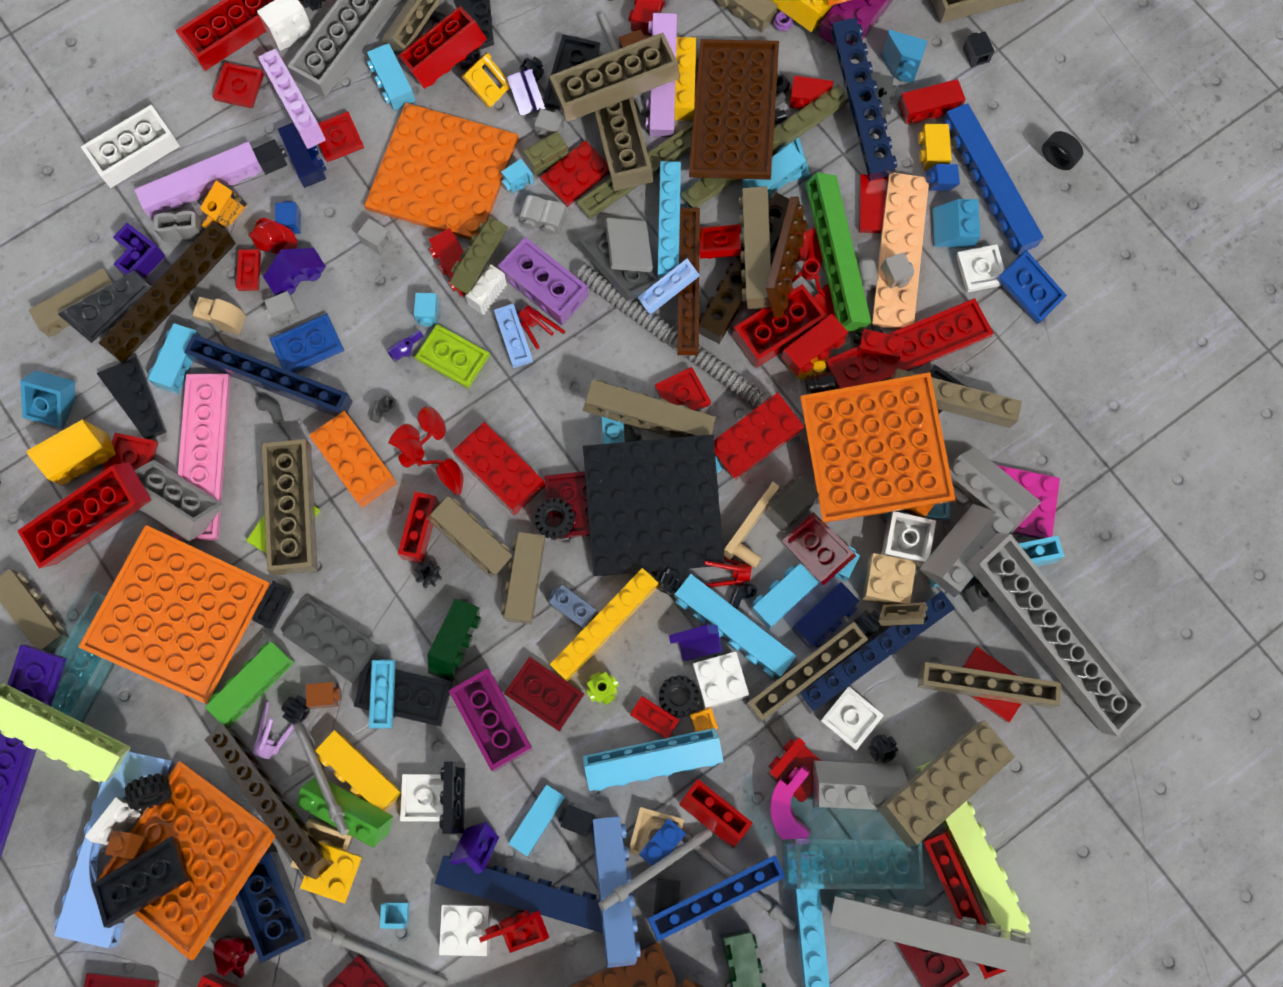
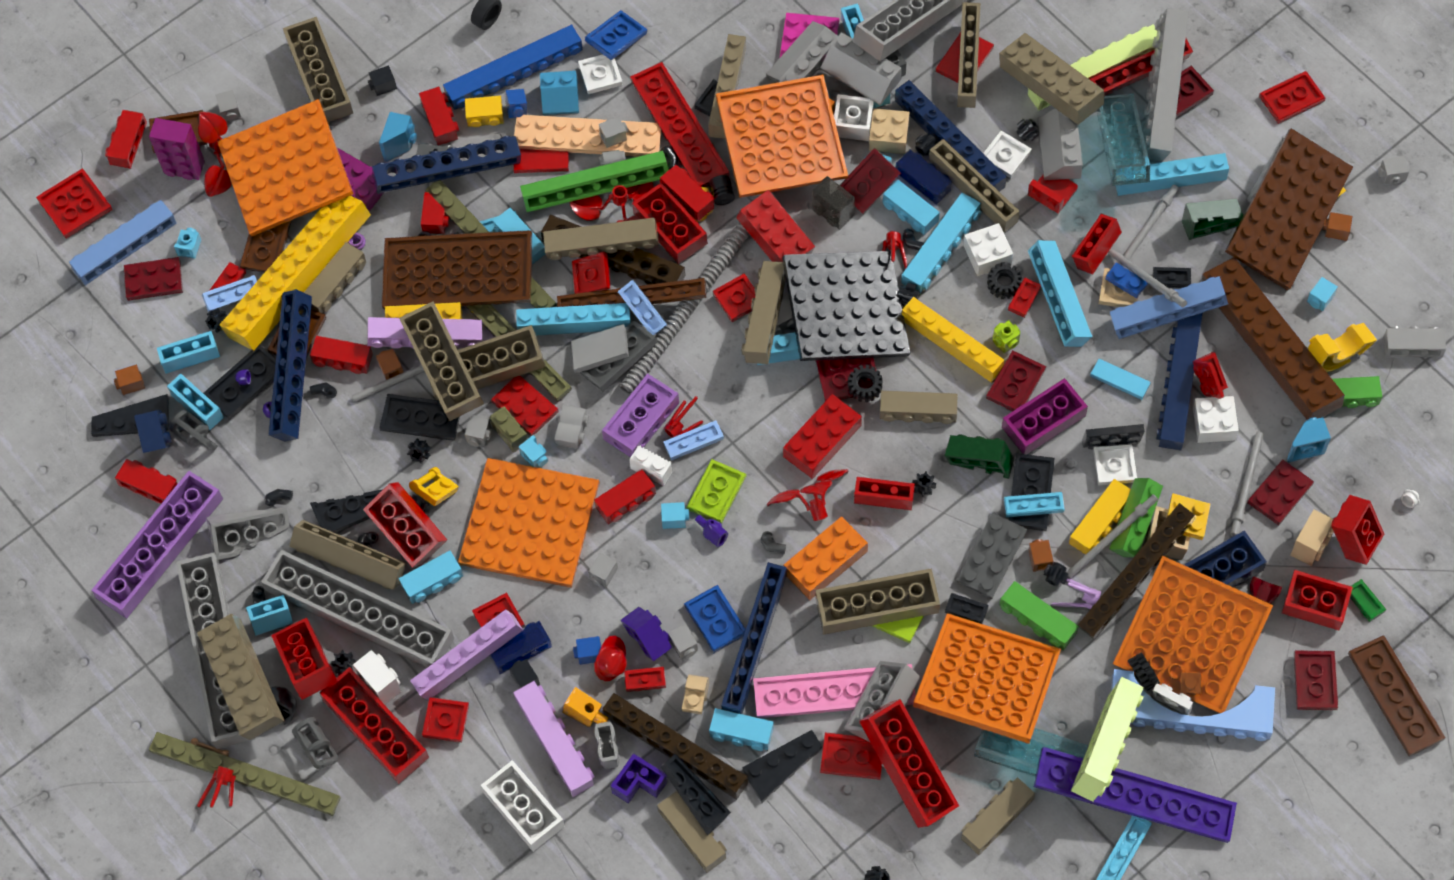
camera: 90 degrees left, 10 degrees down
(47, 398) = (792, 839): dark azure slope -> none
(72, 452) = (848, 794): yellow slope -> none
(140, 882) = (1218, 663): black plate -> none
(268, 404) = (780, 639): dark grey arm -> none
(394, 915) = (1213, 476): medium azure panel -> none
(469, 536) = (889, 447): dark tan brick -> none
(475, 847) = (1151, 416): dark purple panel -> none
(478, 255) = (623, 466): olive brick -> none
(525, 92) = (445, 449): panel -> none
(572, 607) = (940, 366): sand blue brick -> none
(576, 820) = (1116, 346): black brick -> none
(697, 642) = (959, 267): dark purple panel -> none
(703, 720) = (1022, 262): light orange tile -> none
(716, 898) = (1163, 235): blue brick -> none
(735, 546) = (851, 236): tan piece -> none
(782, 815) = (1083, 197): dark pink arch -> none
(786, 257) = (613, 212): reddish brown plate -> none
(881, 344) = (680, 143): red plate -> none
(903, 614) = (921, 115): dark tan tile -> none

